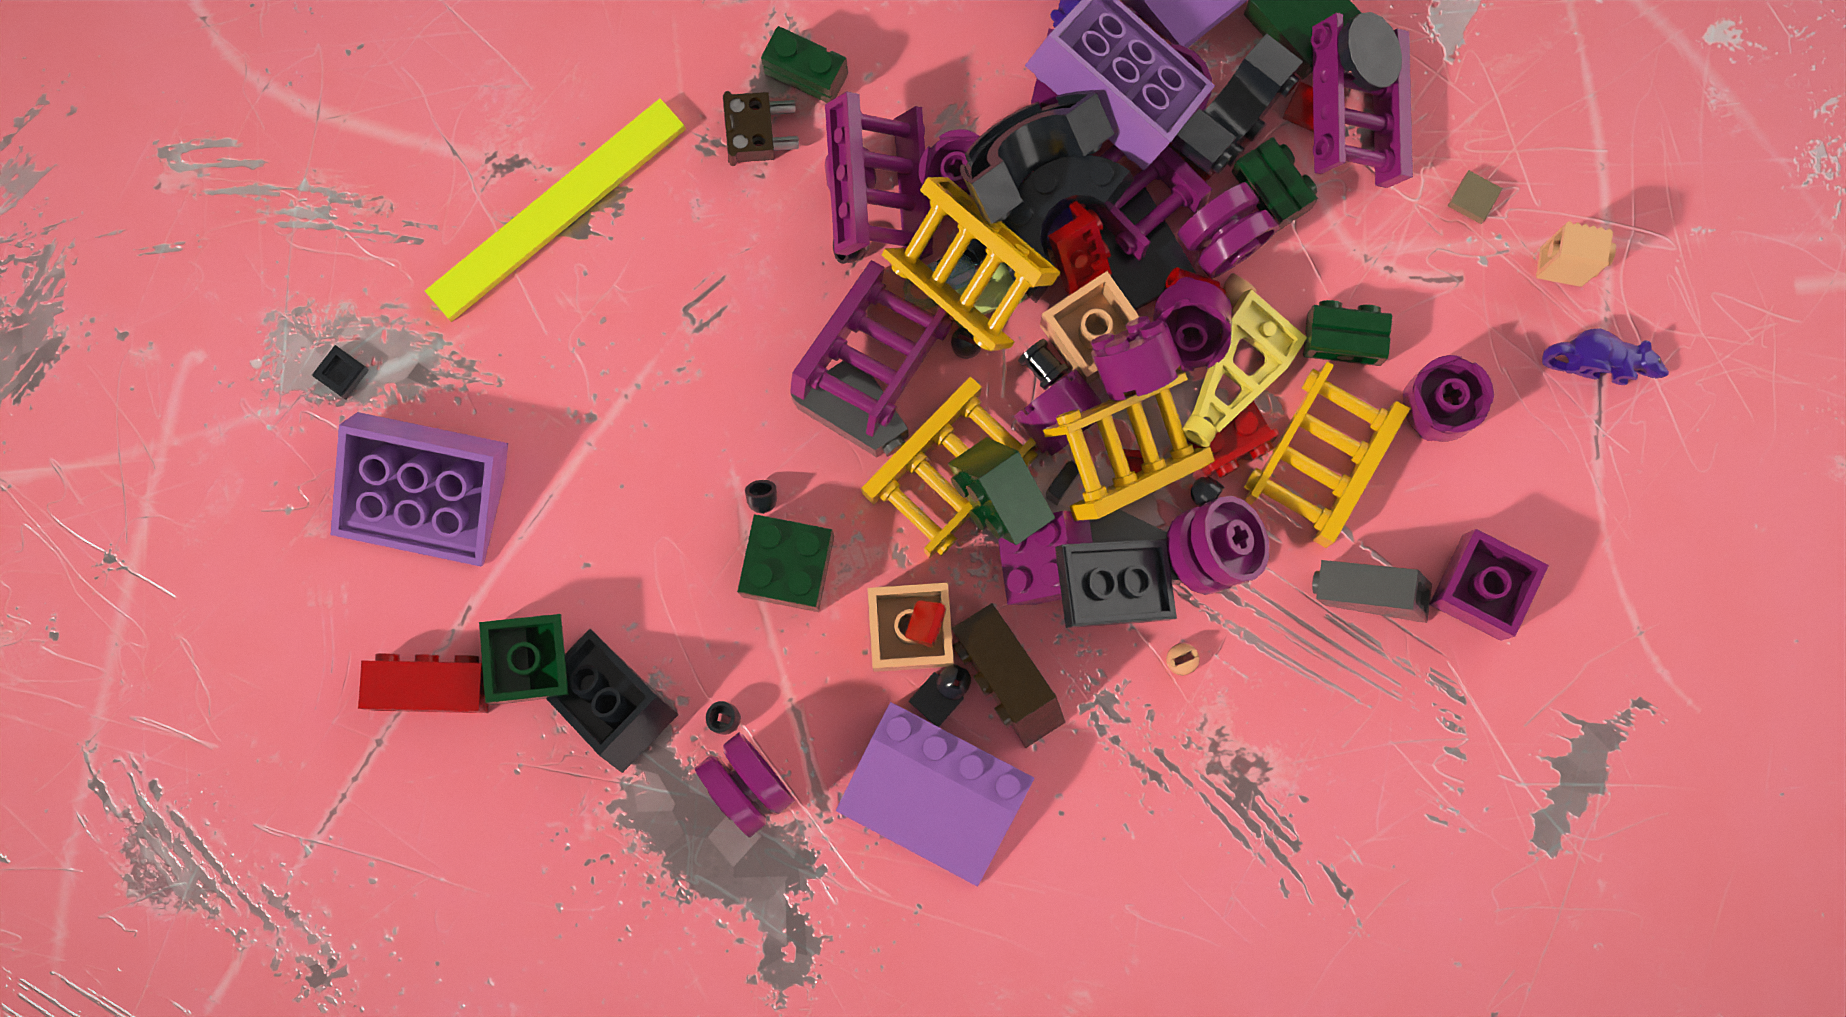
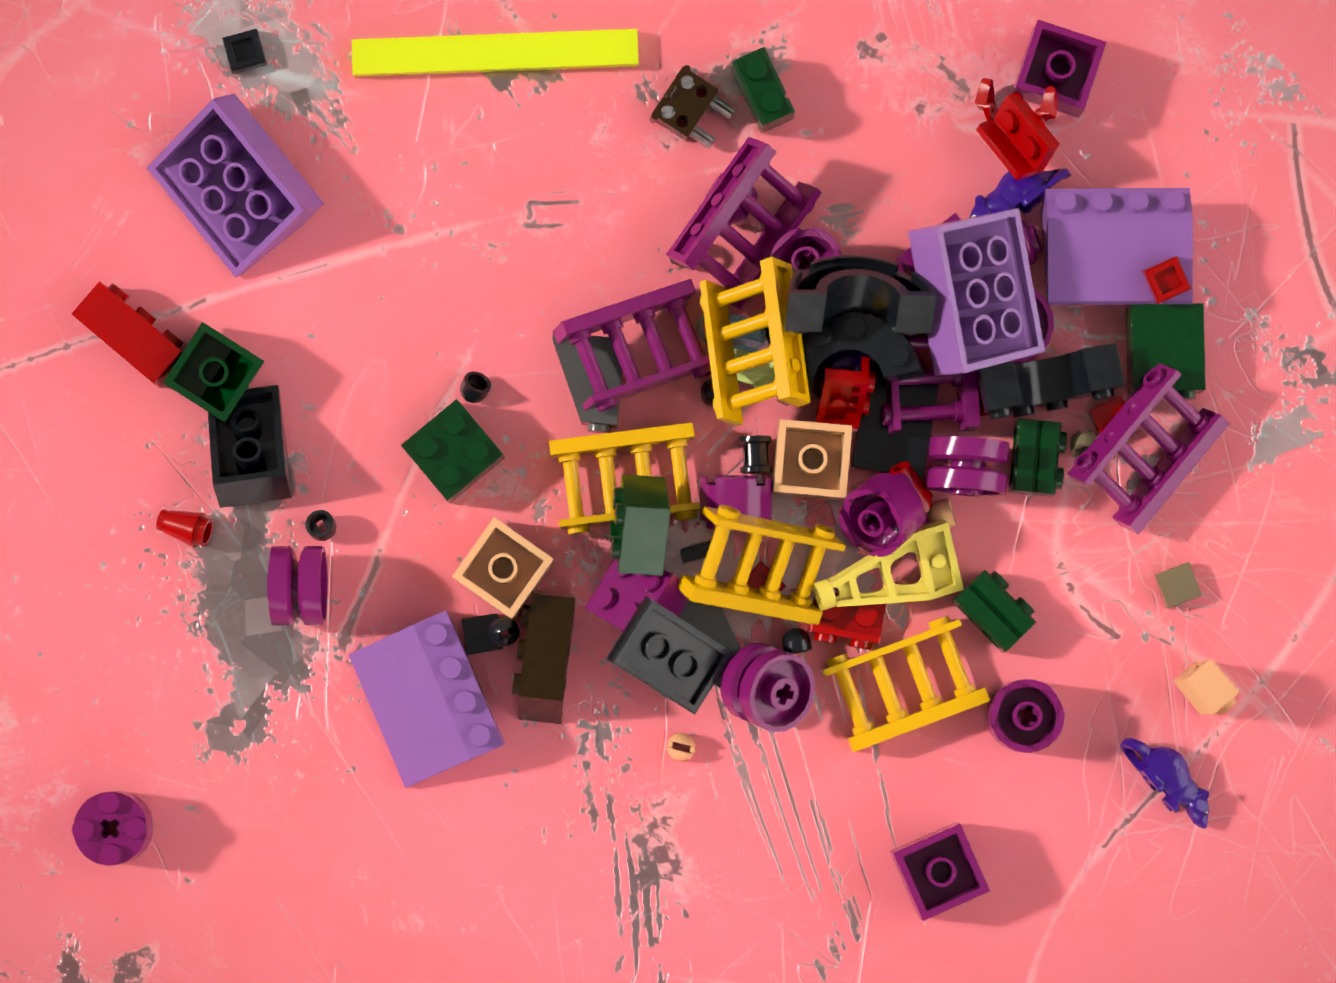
camera: 30 degrees right, 5 degrees up
(606, 813) = (187, 527): none -> red cone
(925, 622) = (513, 575): red slope -> none
(1137, 358) = (815, 508): magenta brick -> none
(1302, 144) = (1081, 442): none -> dark tan hinge
(1370, 51) = (1179, 418): tile -> none
(1373, 589) = (856, 809): dark grey slope -> none

